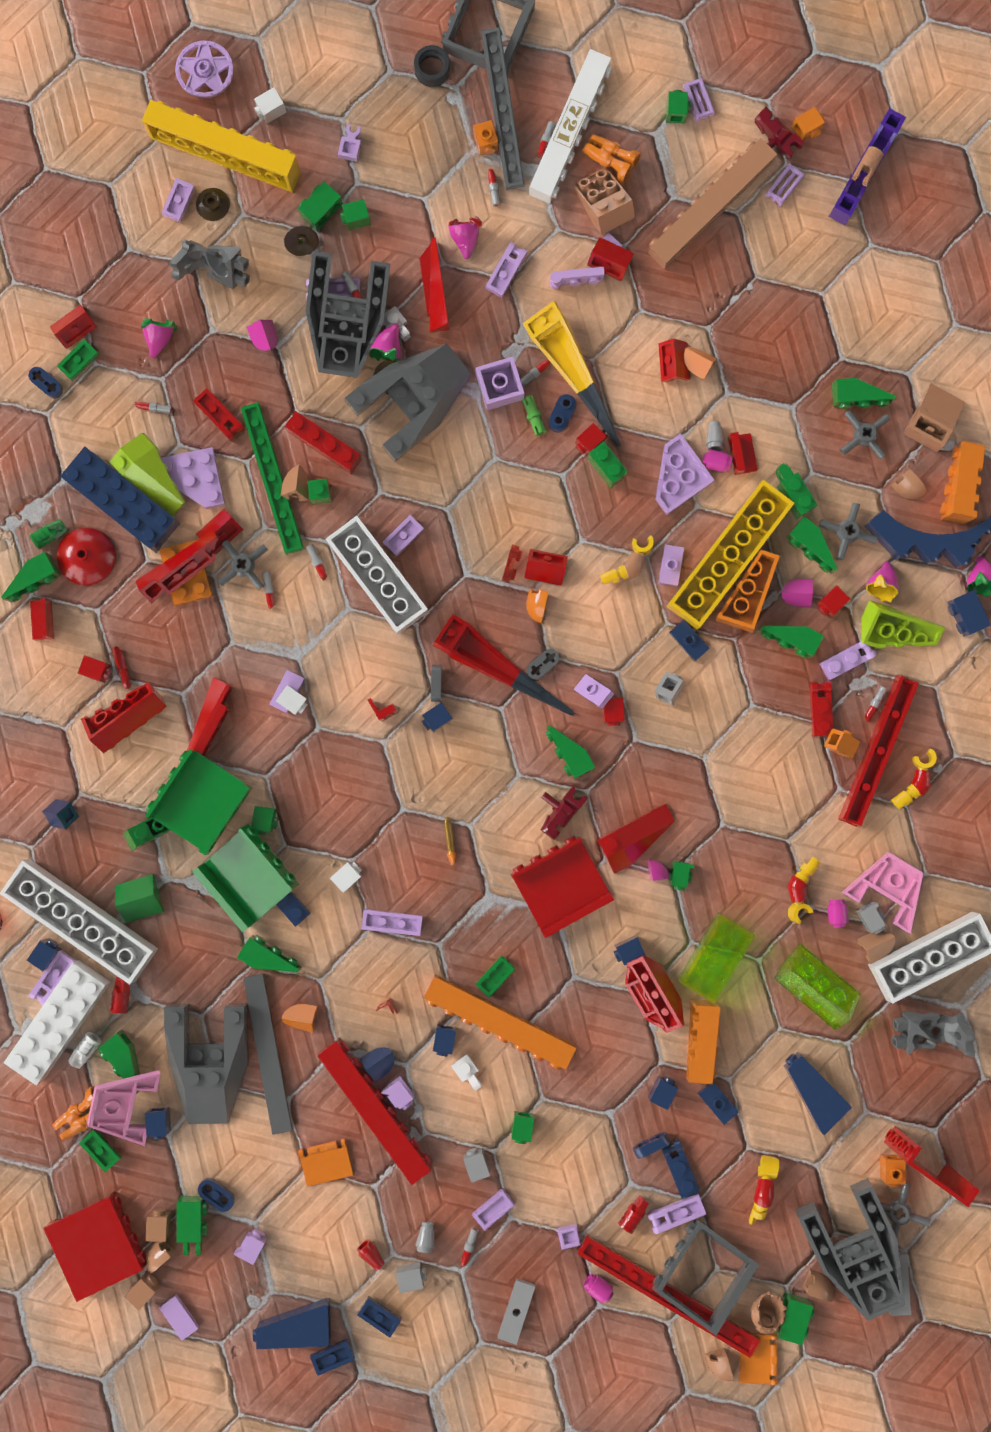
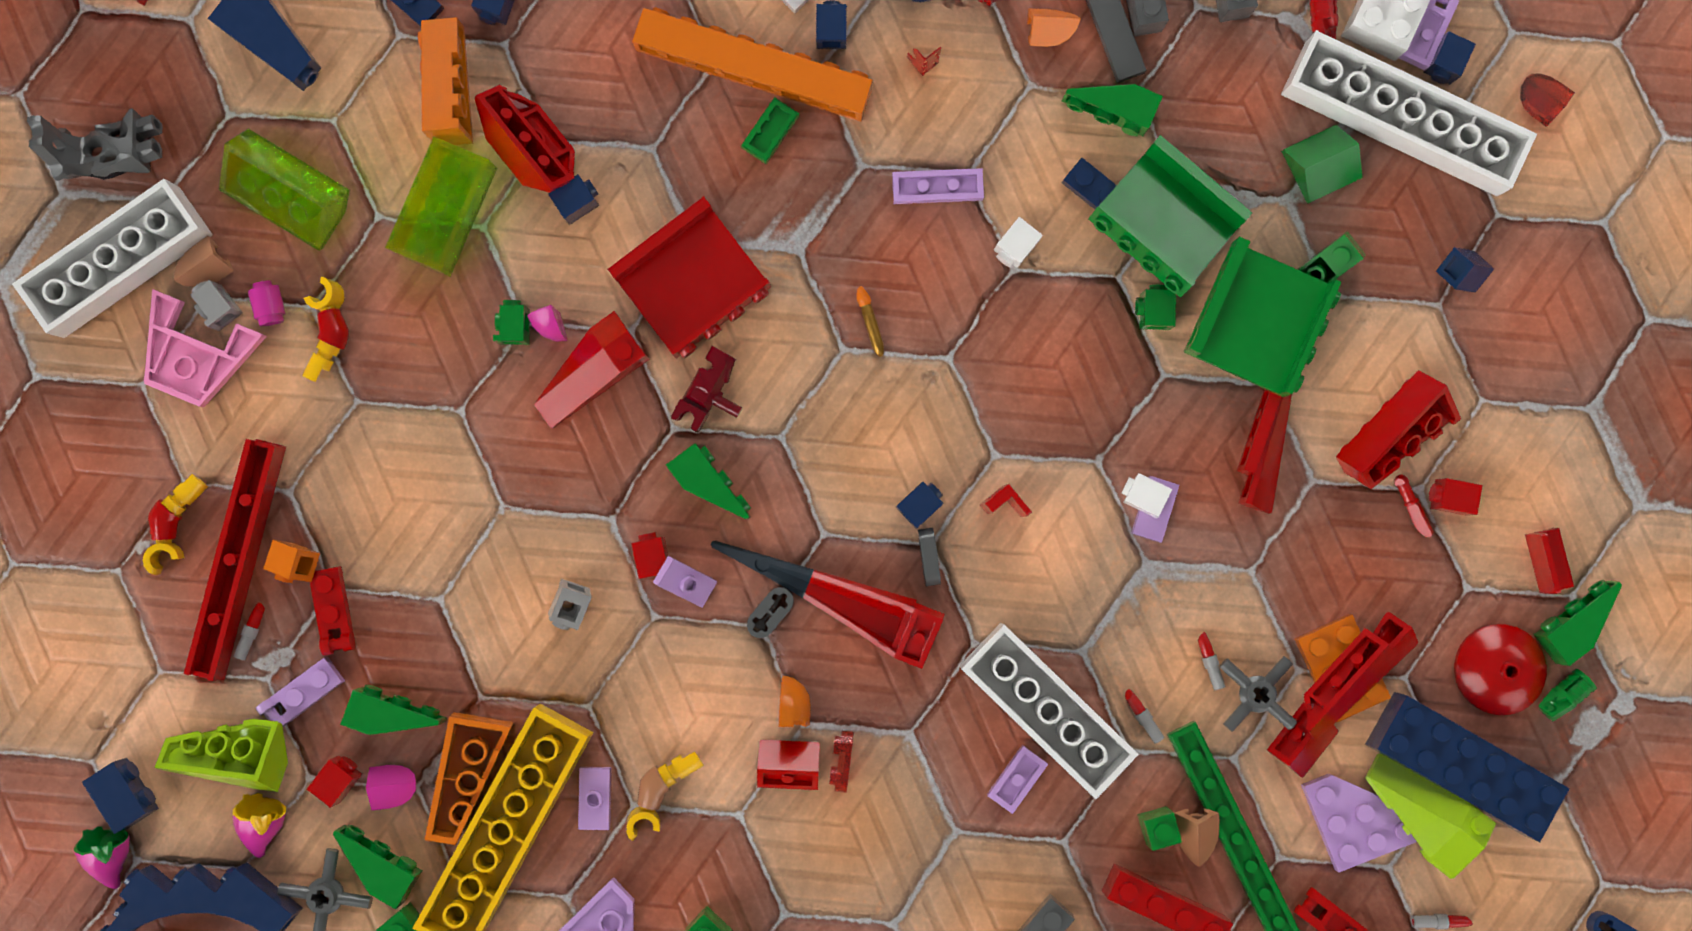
camera: 175 degrees right, 0 degrees up
(689, 640) = (550, 684): dark blue plate -> none

